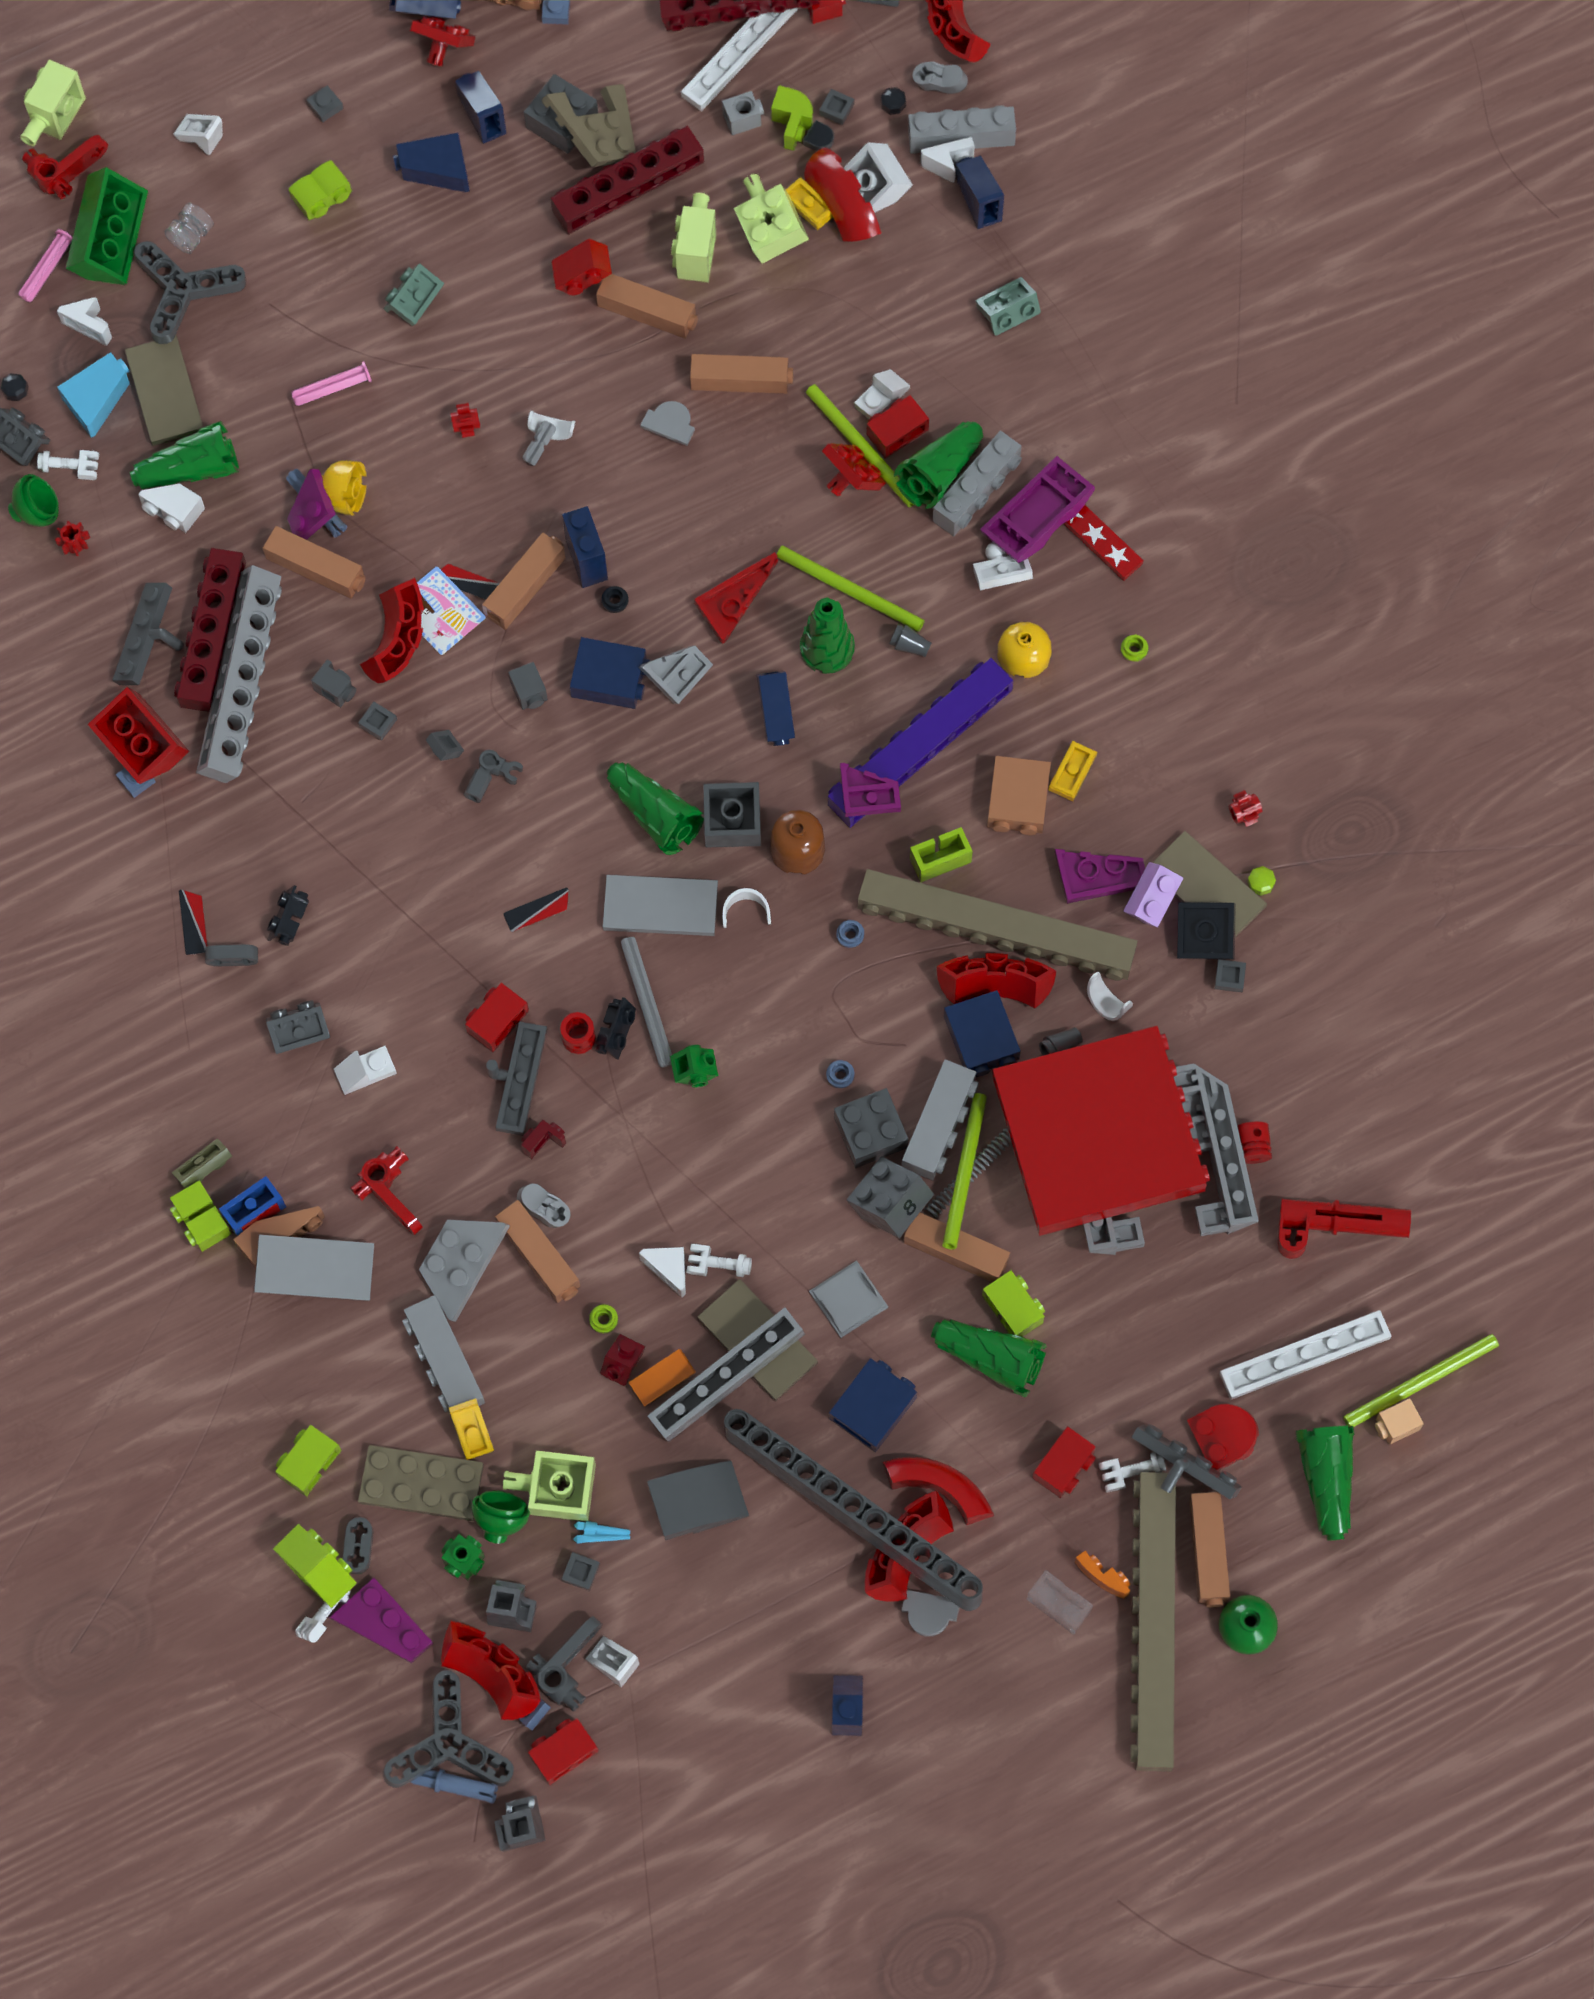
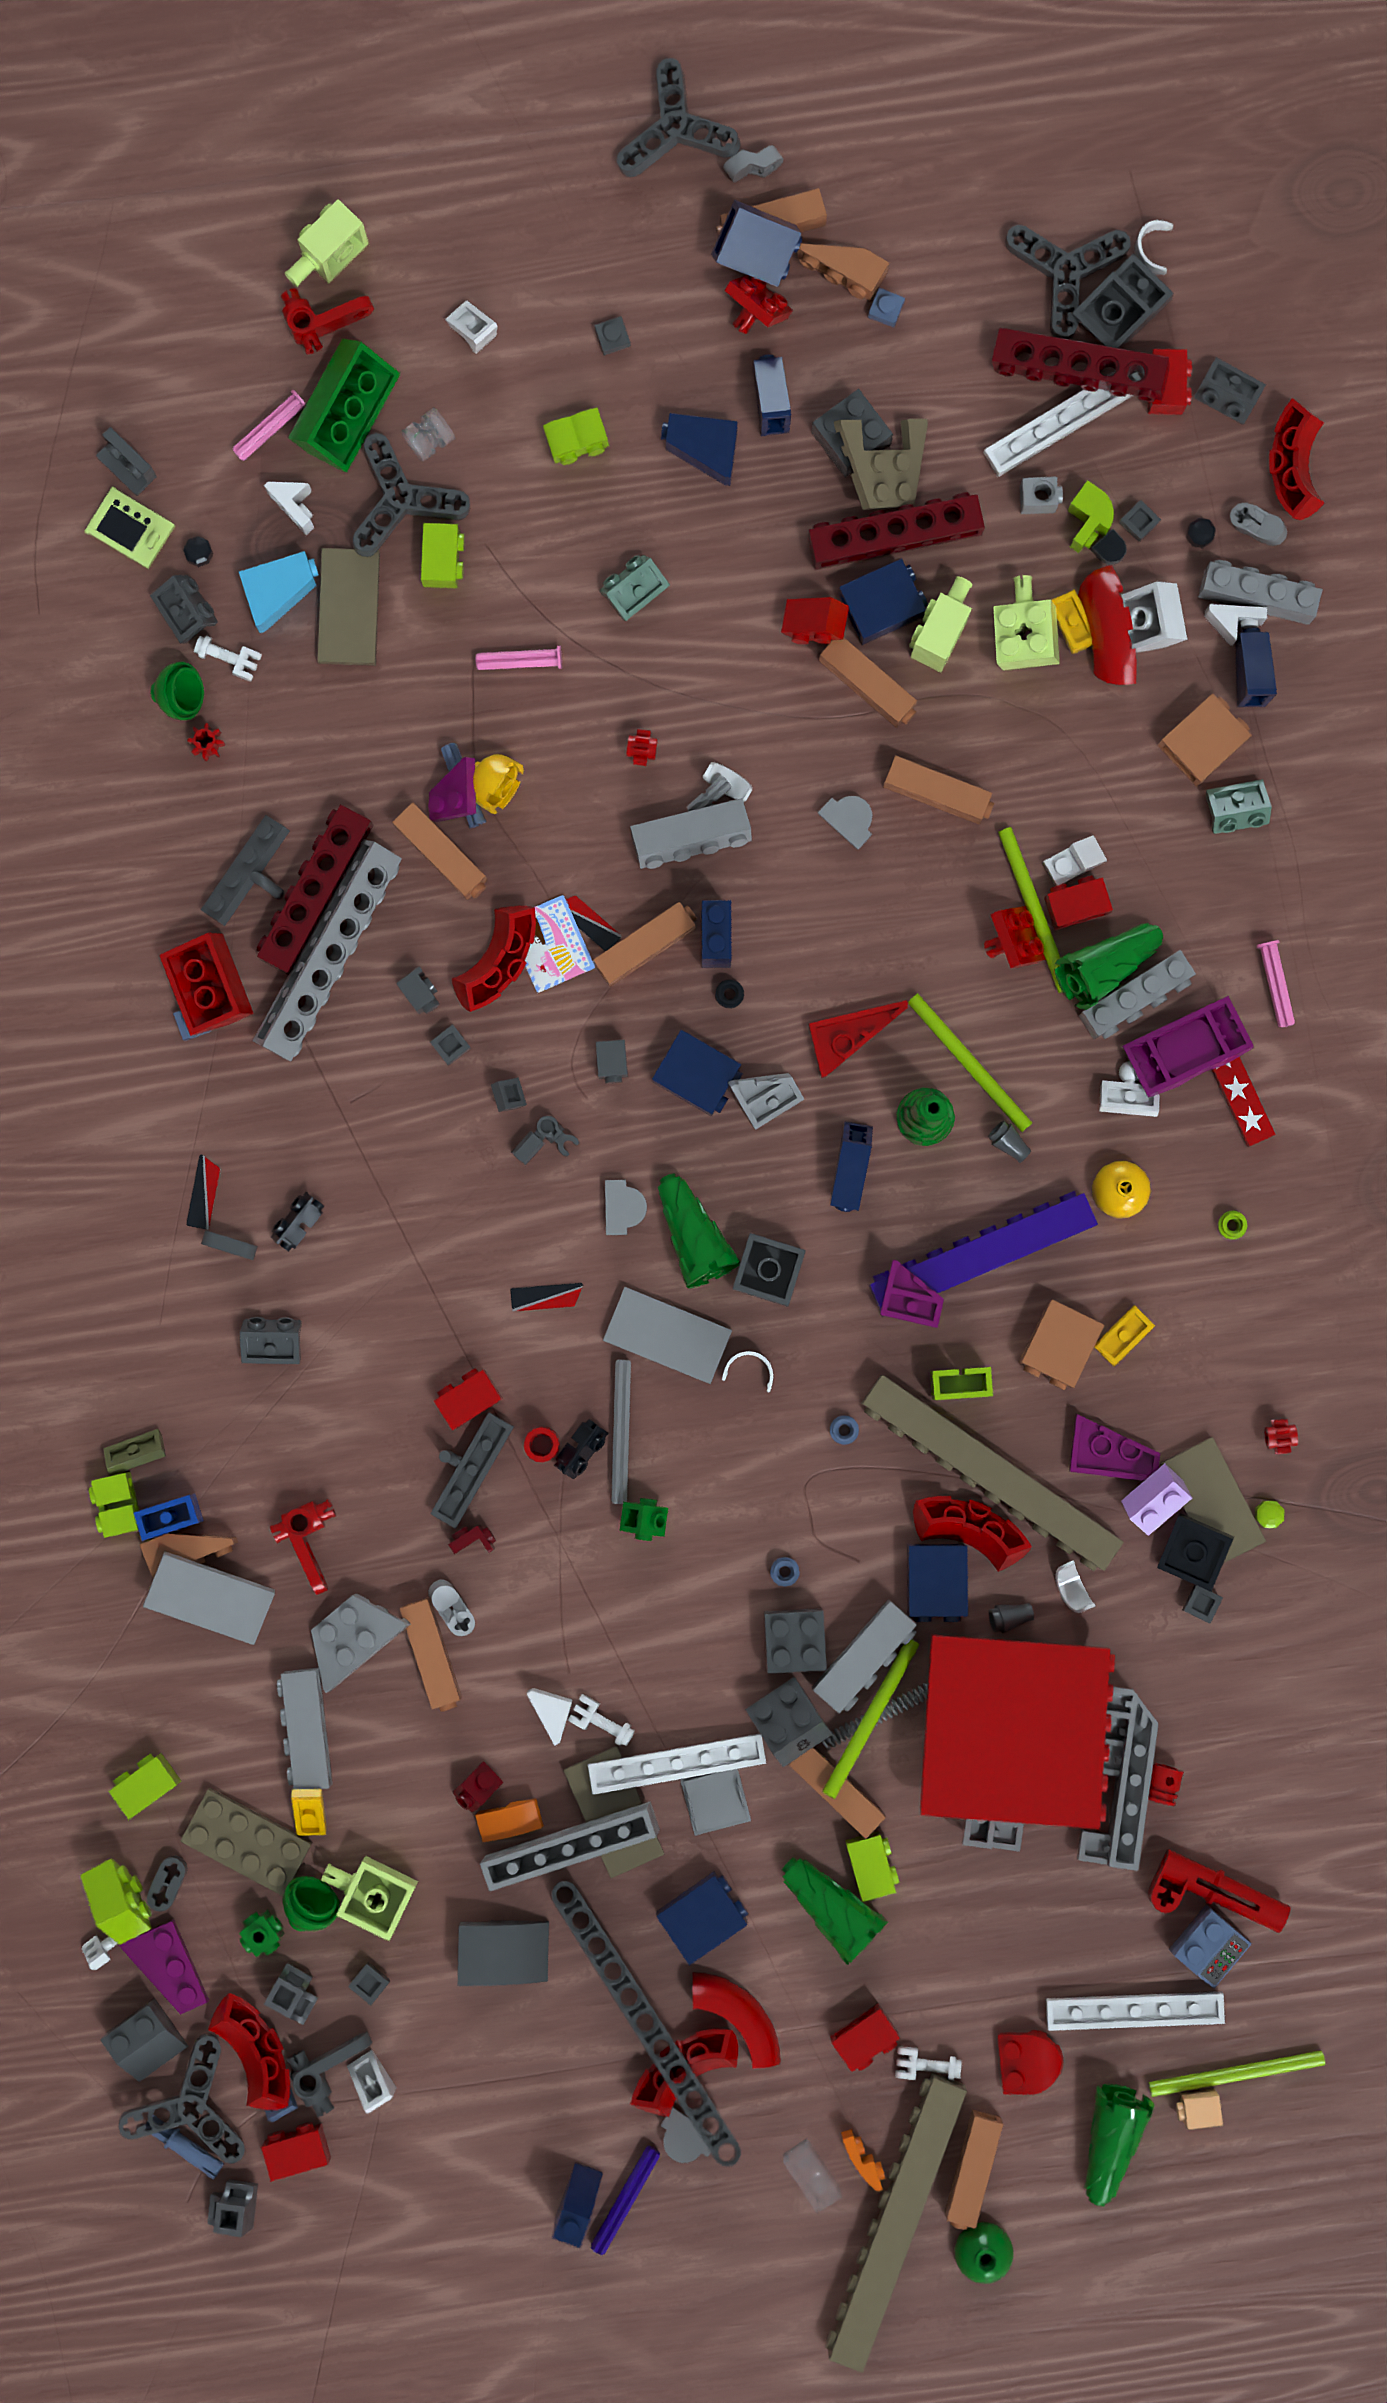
camera: 15 degrees right, 15 degrees up
(174, 504) = (320, 739): white slope -> none
(190, 459) = (354, 698): green cone -> none
(233, 322) = (441, 554): none -> lime piece
(364, 1070) = (323, 1407): white slope -> none
(383, 1697) = (144, 2041): none -> dark grey slope
(533, 475) = (691, 834): none -> light grey brick
(581, 807) = (624, 1207): none -> light grey piece
(599, 1311) = (472, 1749): lime plate -> none
(599, 1533) = (400, 1949): medium azure piece -> none
(637, 237) = (883, 601): none -> dark blue brick
(797, 842) = (823, 1320): dark orange cylinder -> none
(800, 1273) = (676, 1764): none -> white plate
(892, 1692) = (625, 2200): none -> dark purple axle
(958, 260) = (1205, 739): none -> nougat brick
(1096, 436) = (1277, 983): none -> bright pink axle
(1183, 1461) = (982, 2082): dark grey plate -> none
(1353, 1273) = (1210, 1946): none -> sand blue slope

